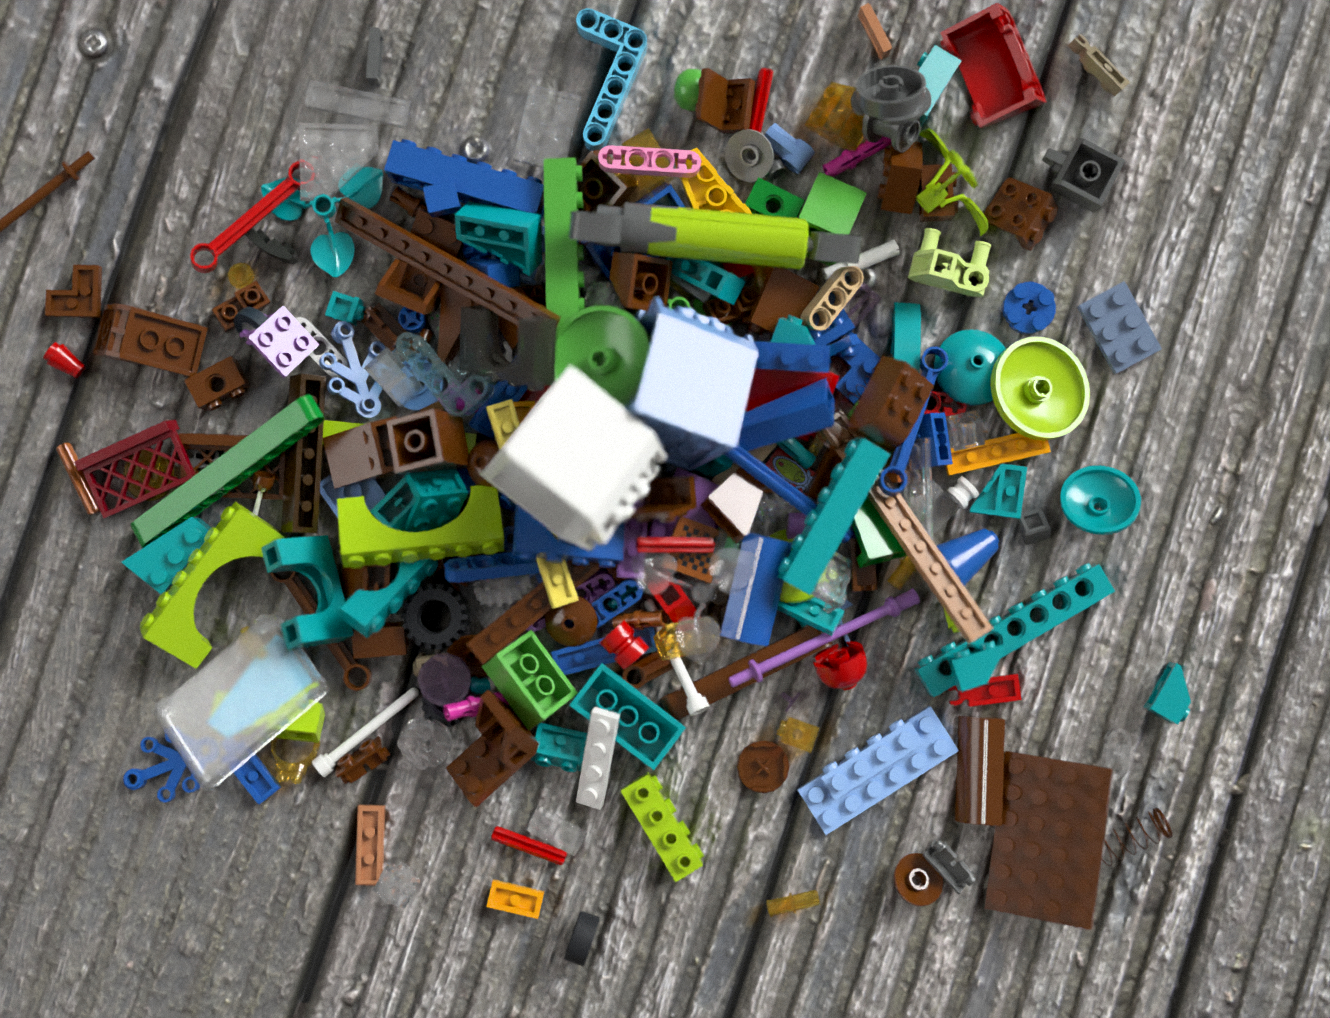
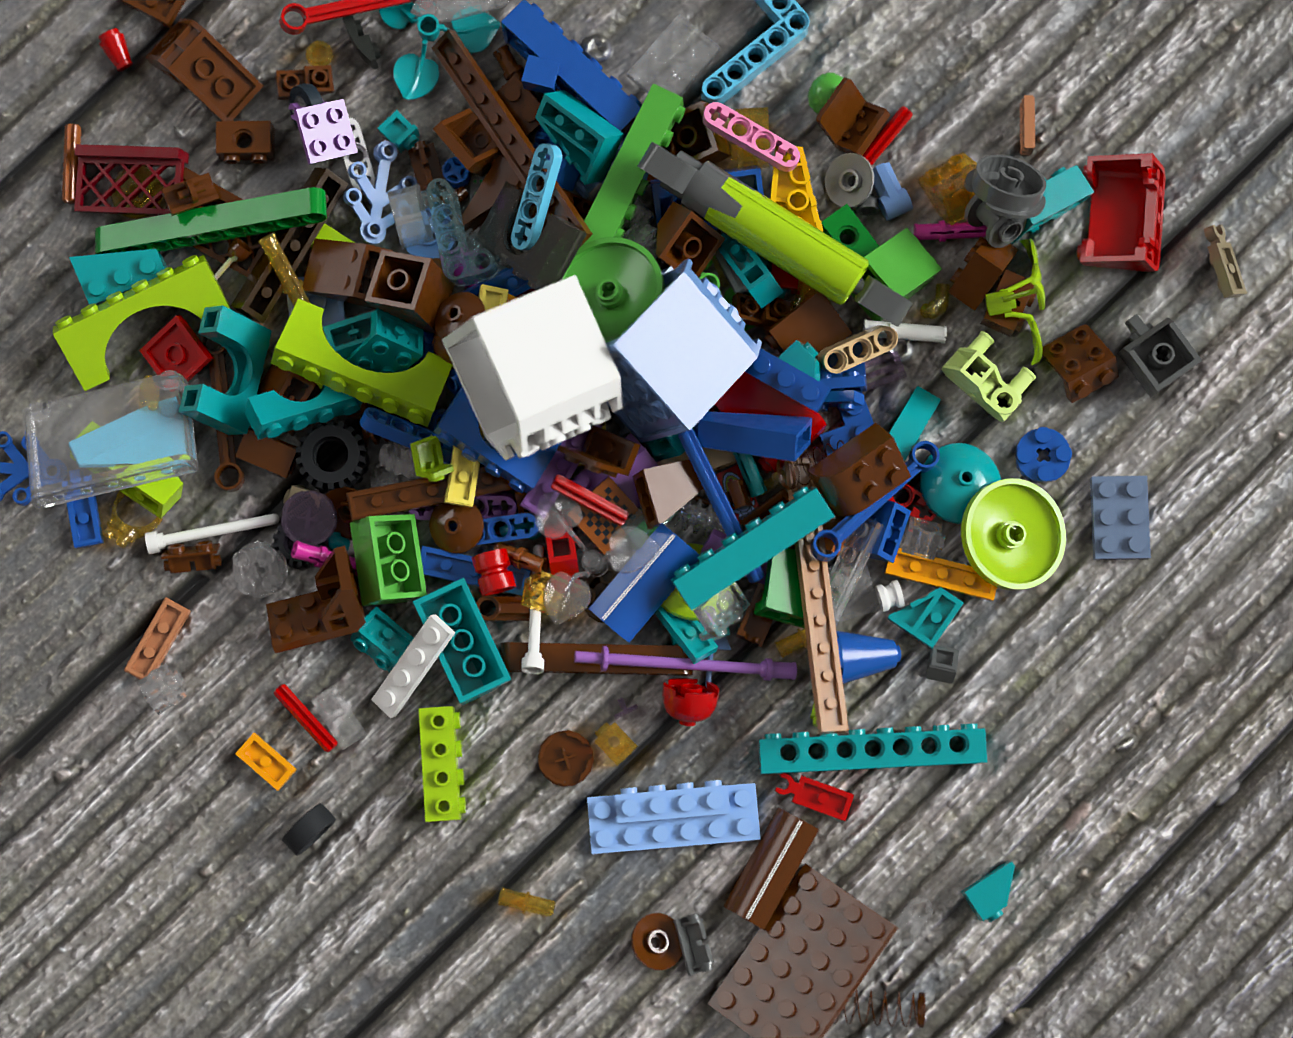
camera: 25 degrees right, 5 degrees down
(196, 456) = (190, 194): none -> reddish brown hips
(255, 594) = (176, 349): none -> red plate
(323, 488) = (291, 284): none -> clear yellow pin
(491, 438) = (463, 303): none -> reddish brown dish
(500, 308) = (533, 196): none -> medium azure beam
(521, 580) = (429, 459): none -> lime bracket
(794, 473) = (738, 494): none -> reddish brown tile
(878, 223) = (939, 304): none -> clear yellow arm
(975, 667) = (815, 763): teal slope -> none
(1103, 489) = (1022, 659): teal dish -> none

